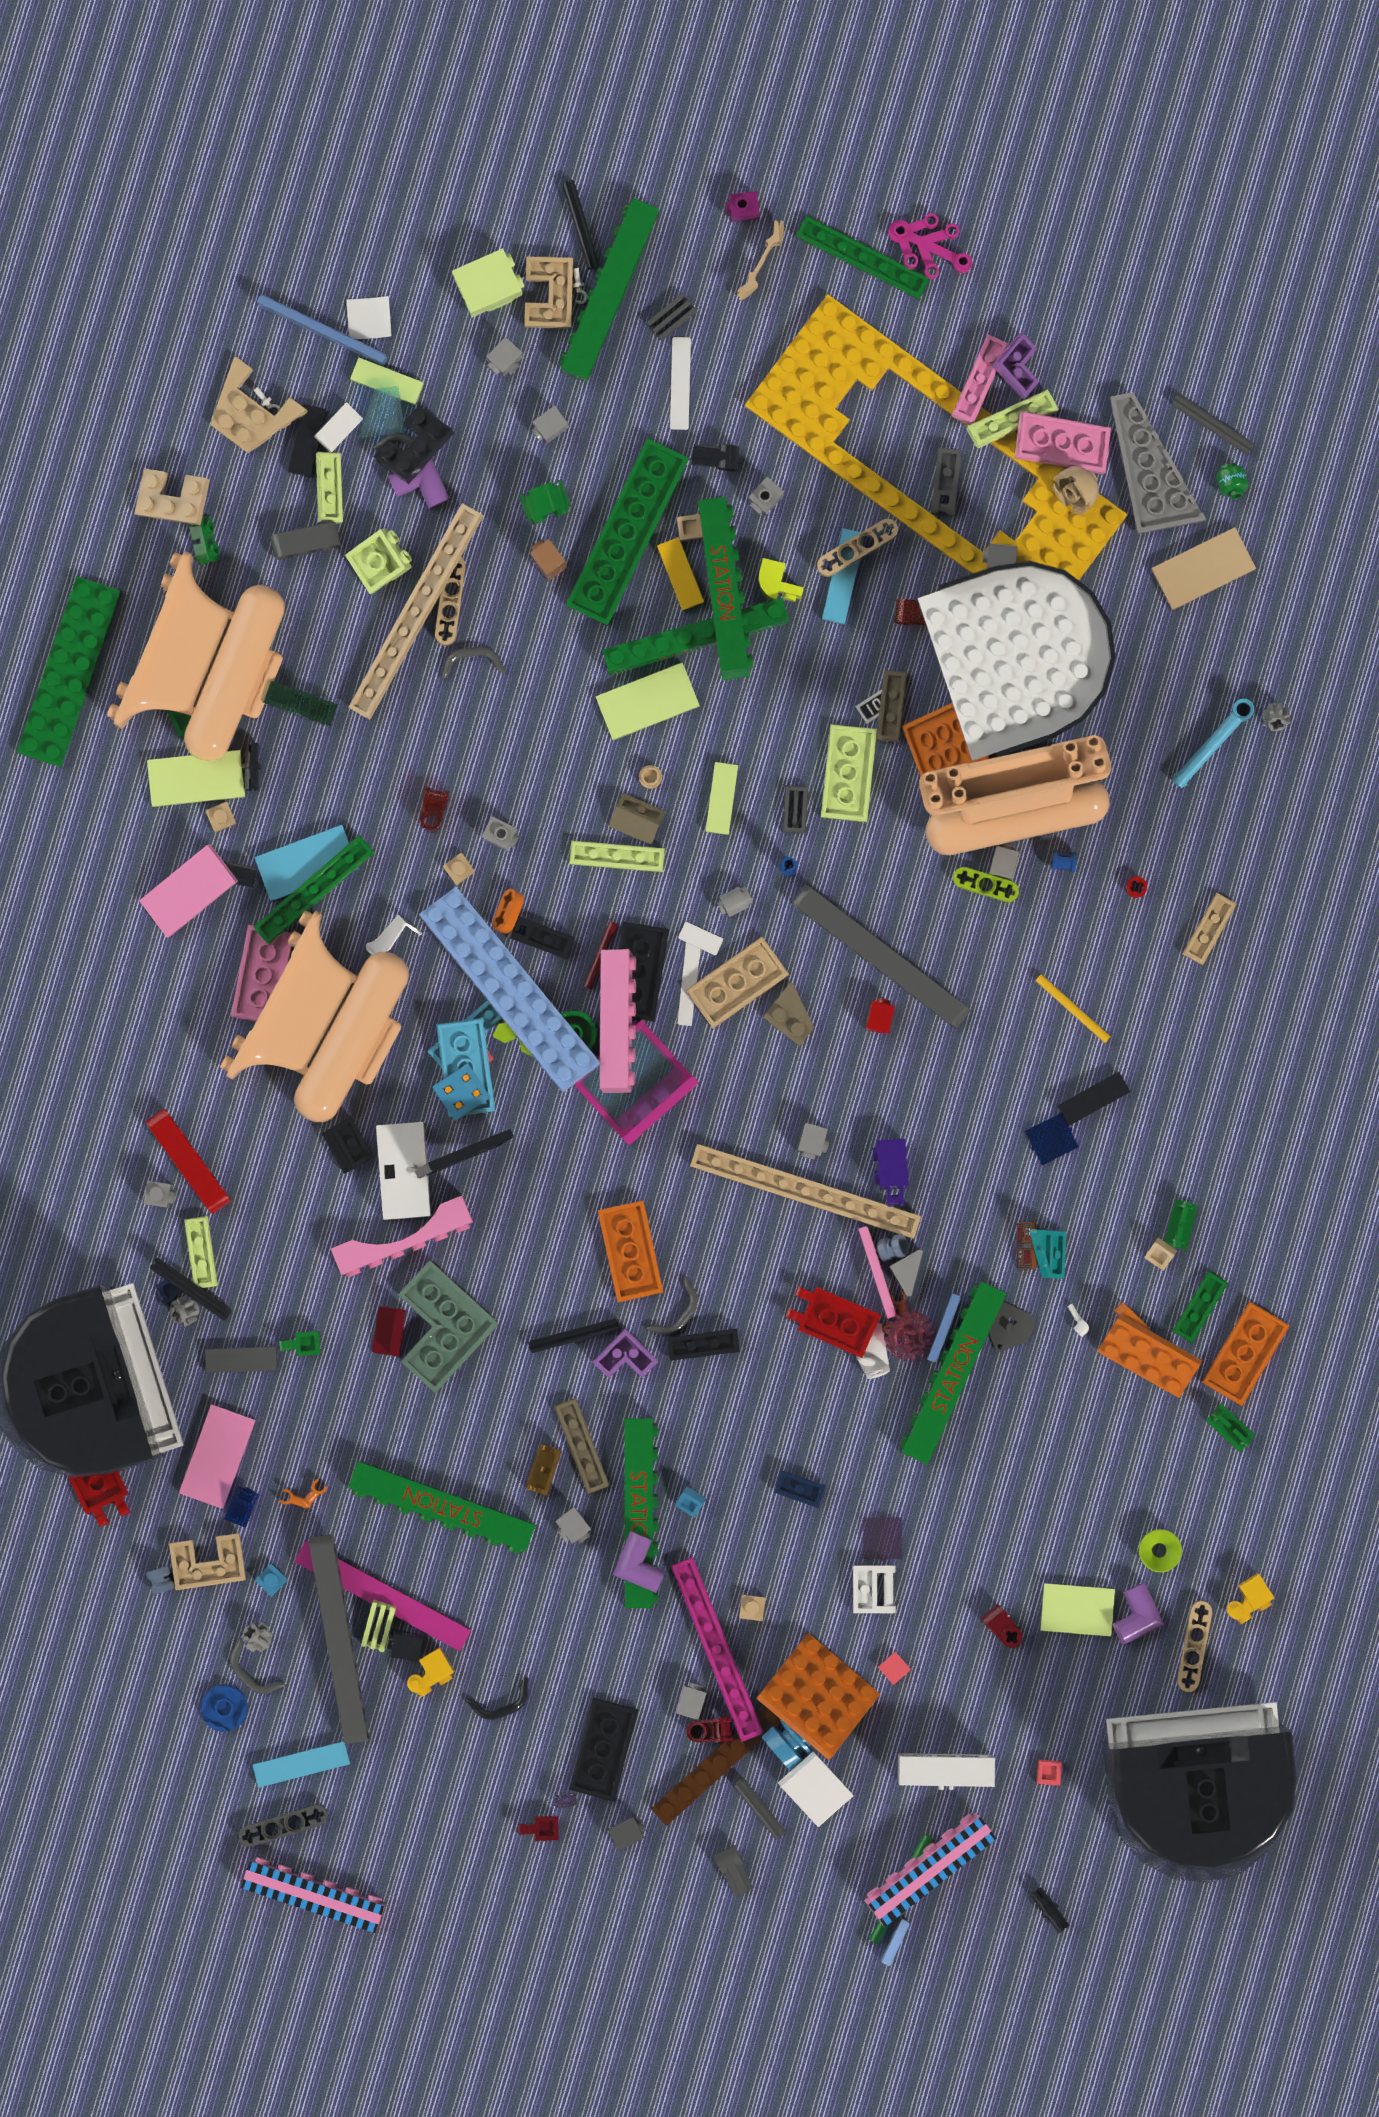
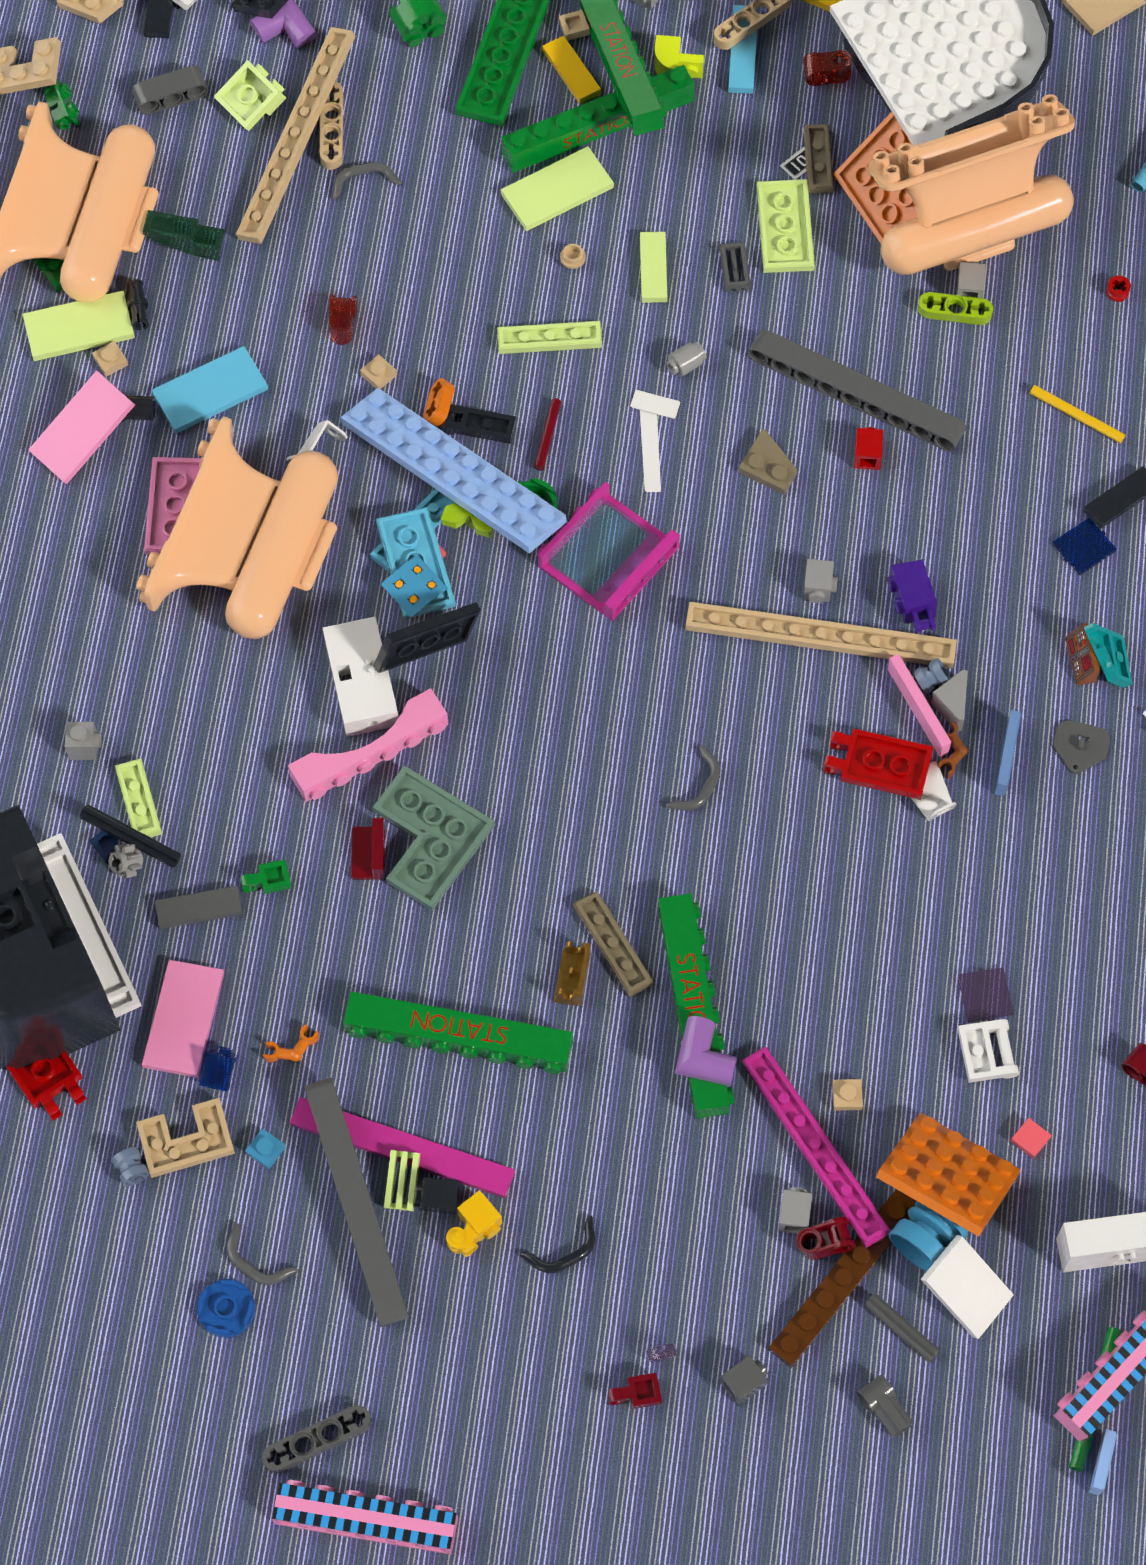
camera: 10 degrees left, 20 degrees down
(188, 1161) = (112, 703): red beam -> none
(257, 1637) = (256, 1214): light grey gear -> none
(301, 1764) = (329, 1361): medium azure tile -> none
(314, 889) = (225, 403): green tile -> none
(329, 487) = (189, 38): yellowish green tile -> none
(347, 1145) = (293, 661): black plate -> none
(500, 834) = (418, 329): light grey brick -> none
(547, 559) = (430, 66): medium nougat brick -> none
(573, 1526) = (618, 1031): light grey brick -> none
(574, 1335) = (583, 824): black axle -> none
(603, 1749) = (698, 1287): black tile -> none
(616, 1021) = (577, 483): bright pink brick -> none
(625, 1349) = (645, 828): medium lavender brick -> none
(630, 1251) = (633, 725): orange plate -> none
(636, 818) = (564, 298): dark tan panel -> none
(649, 948) = (592, 443): black tile -> none
(690, 1502) = (752, 983): dark azure plate -> none
(703, 1344) = (735, 811): black plate -> none
(737, 982) = (703, 440): tan tile -> none
(788, 872) = (738, 311): blue pin -> none
(799, 1489) = (877, 951): dark blue plate -> none
(903, 1346) = (970, 764): clear pink gear -> none
(953, 1373) = (1029, 799): green brick -> none
(1064, 861) = (1035, 272): blue bush -> none

